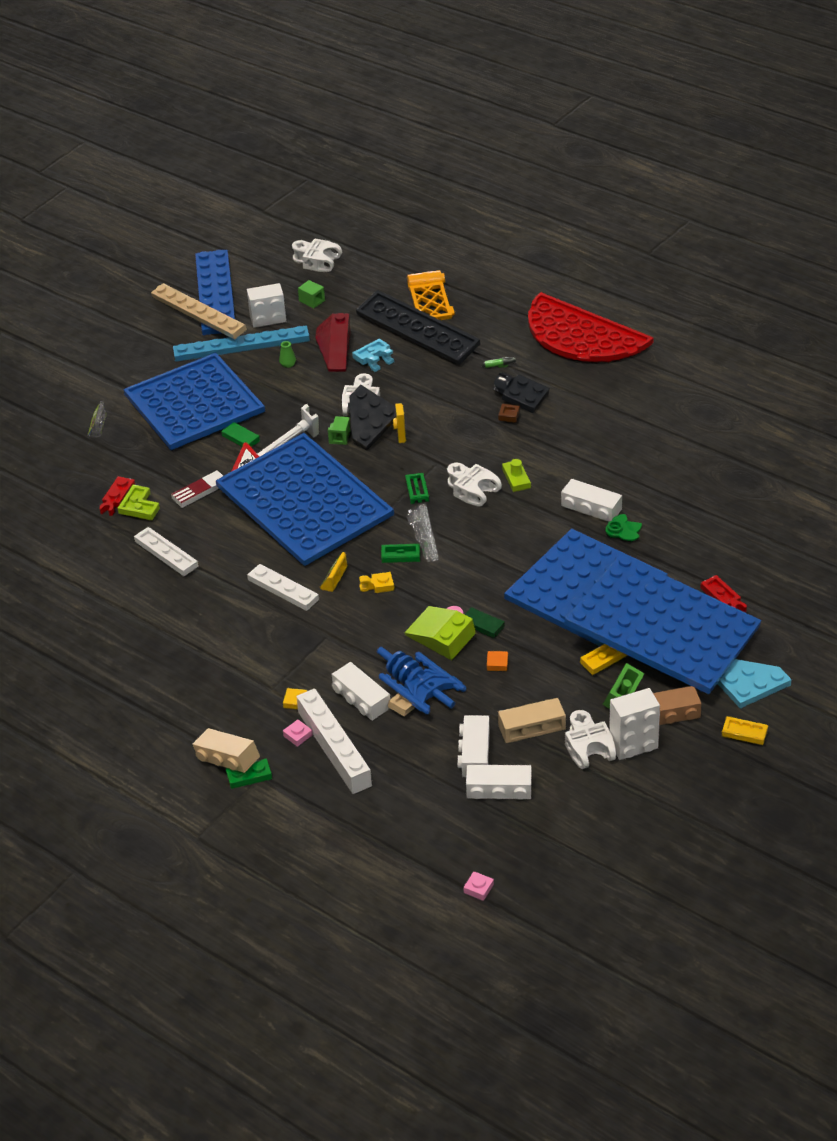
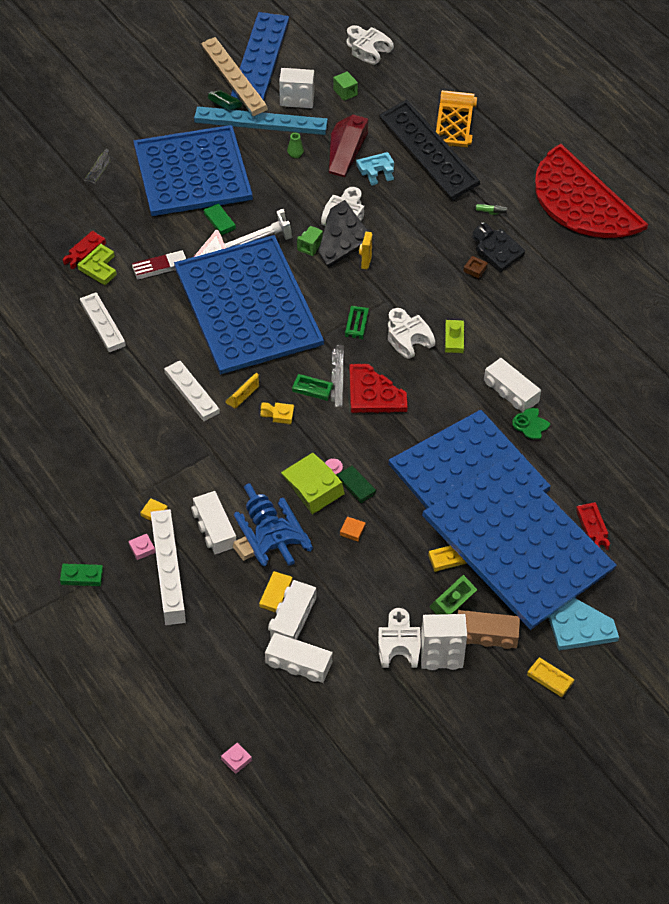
camera: 15 degrees right, 10 degrees up
(198, 333) = (224, 100): none -> dark green tile
(226, 750) = (67, 547): tan brick -> none
(448, 734) = (275, 591): none -> yellow tile
(463, 541) = (374, 392): none -> red plate
(532, 720) = (356, 602): tan brick -> none

